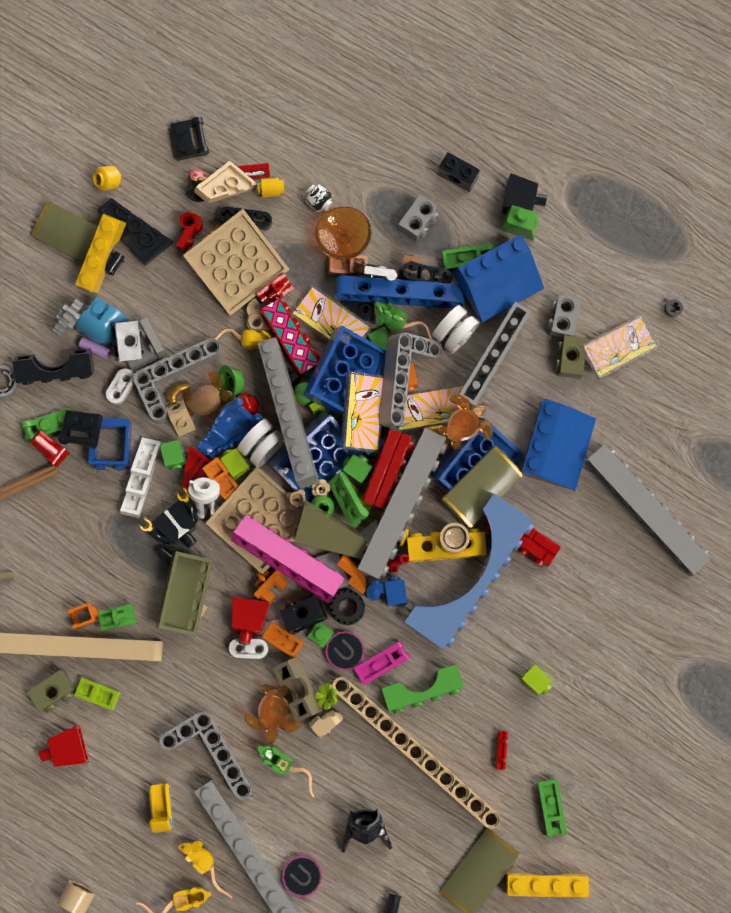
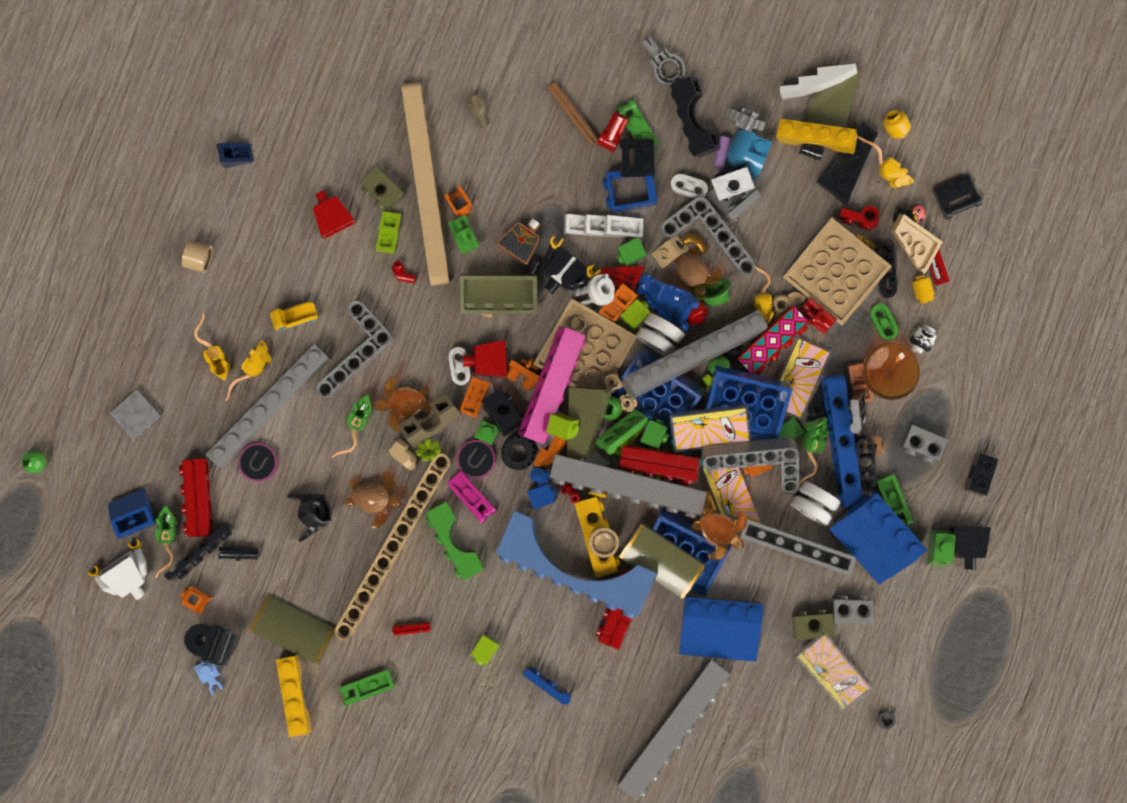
camera: 80 degrees right, 5 degrees up
(46, 234) = (826, 78): none -> white slope
(137, 561) = (521, 241): none -> torso
(142, 689) = (400, 273): none -> red arm
(149, 193) = (890, 169): none -> yellow animal
(294, 230) = (885, 321): none -> bright green plate
(331, 555) = (562, 426): none -> lime brick
(363, 761) = (374, 498): none -> animal
(583, 624) = (548, 686): none -> blue plate

